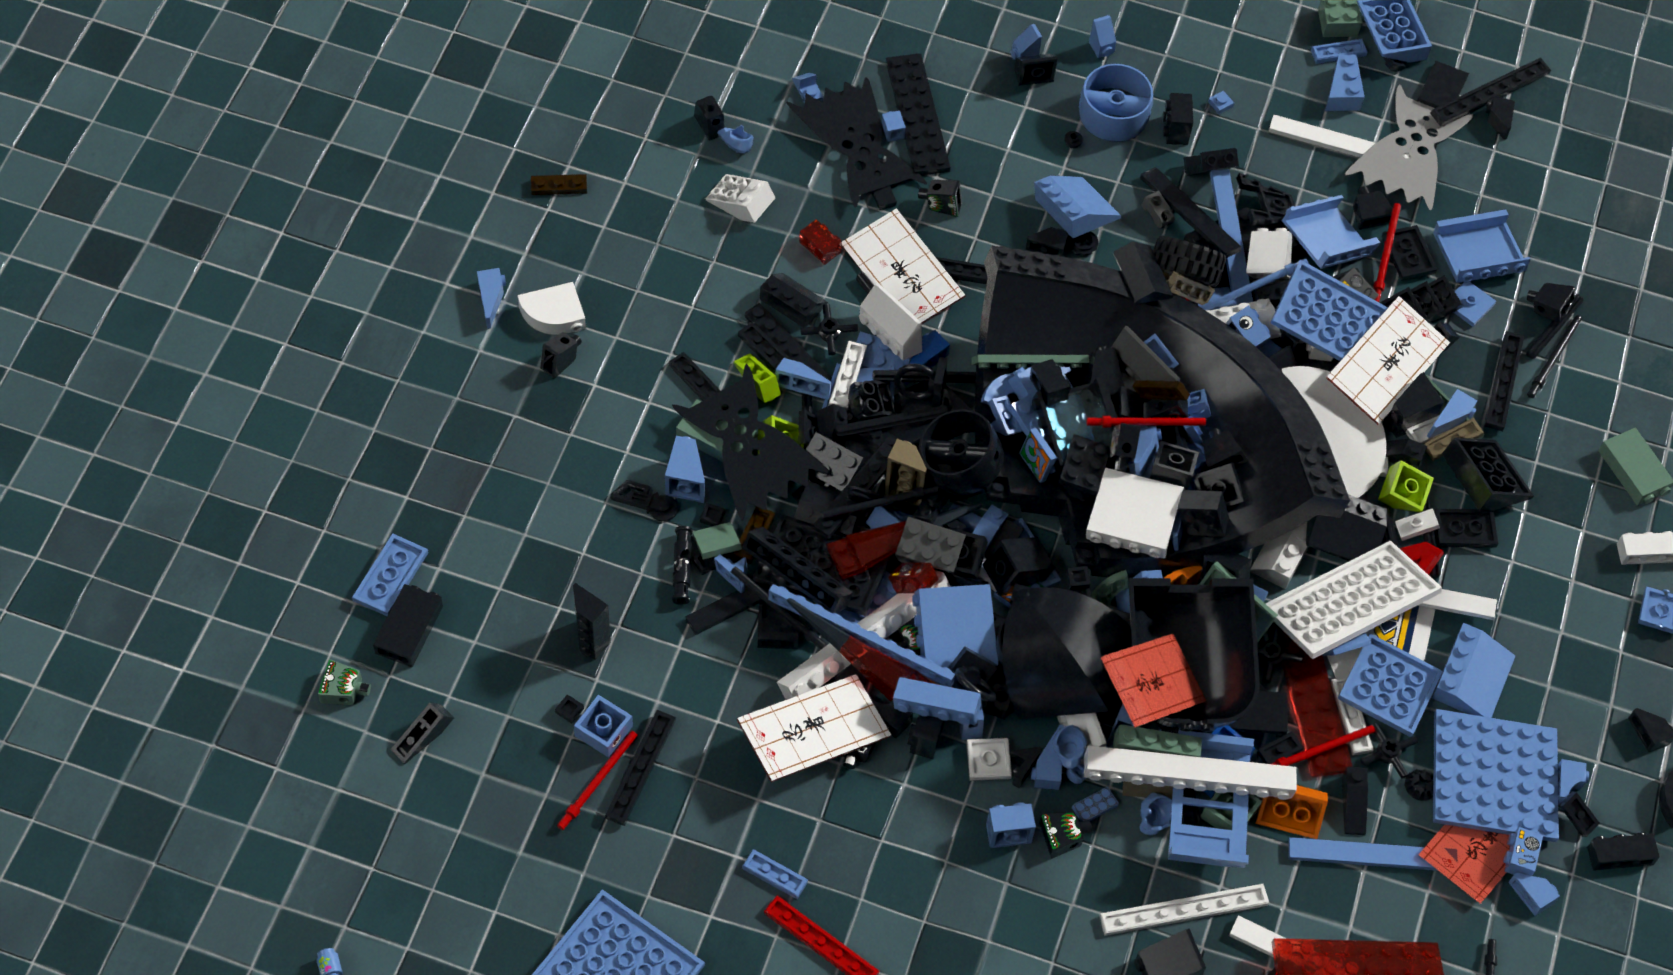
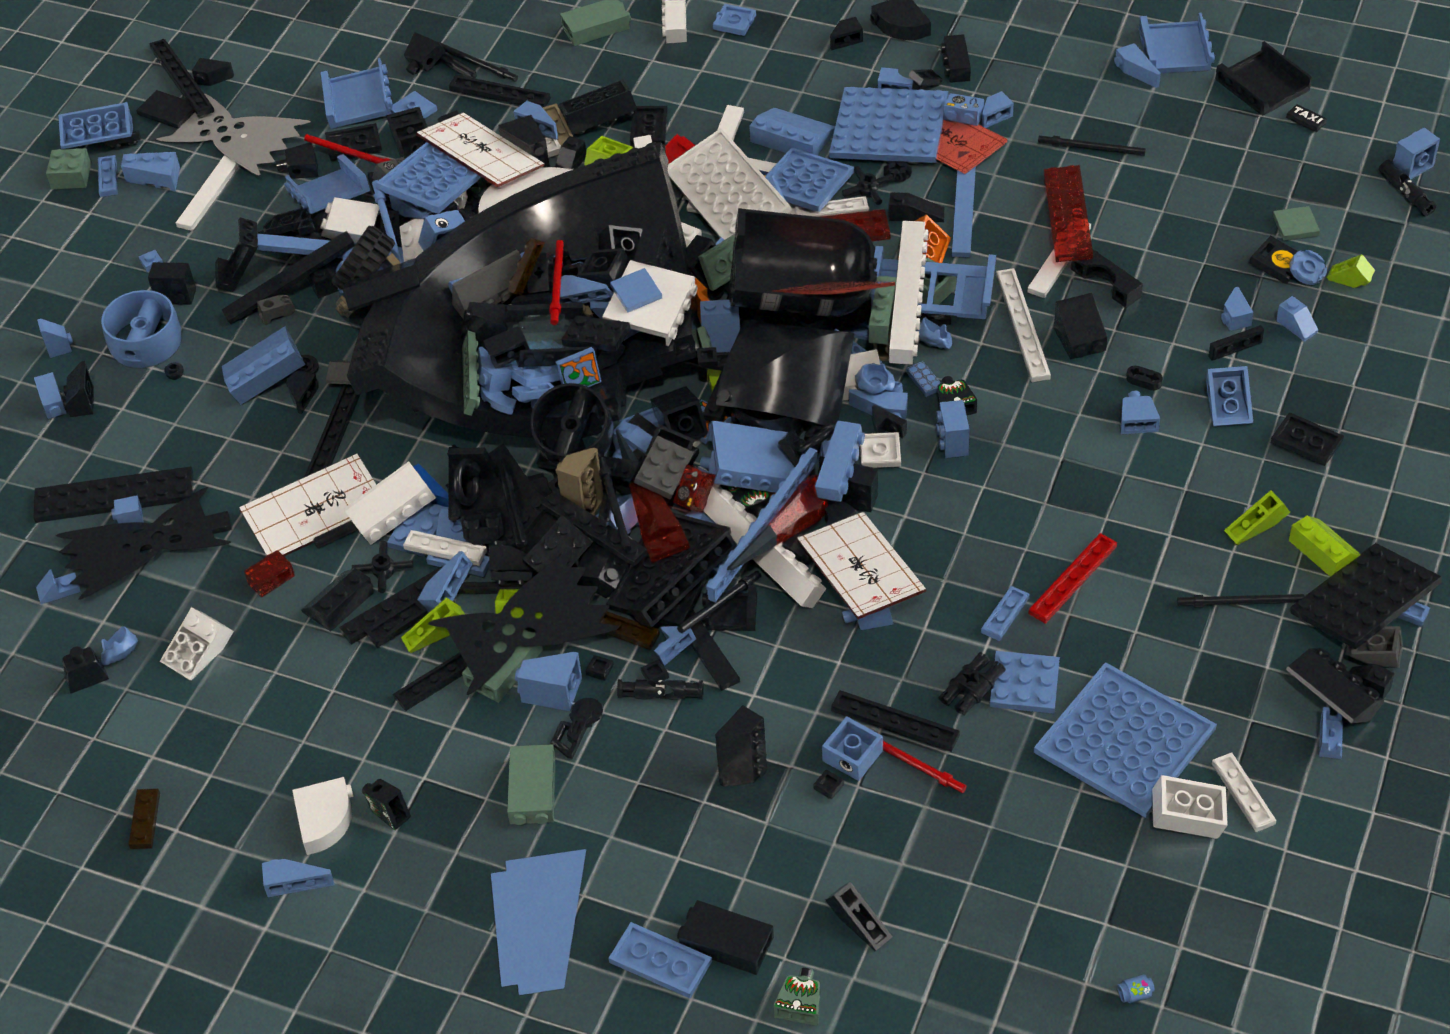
camera: 80 degrees left, 10 degrees down
(444, 480) = (536, 919): none -> medium blue sticker
(577, 465) = (531, 784): none -> sand green brick
(680, 835) = (972, 683): none -> black pin
(687, 888) = (1026, 683): none -> medium blue plate
(717, 540) = (634, 657): sand green tile -> none
(943, 196) = (231, 467): black torso -> none
(1125, 437) = (583, 294): black torso -> none
(1139, 494) = (636, 290): none -> medium blue tile
(1325, 746) = (868, 222): red bar -> none

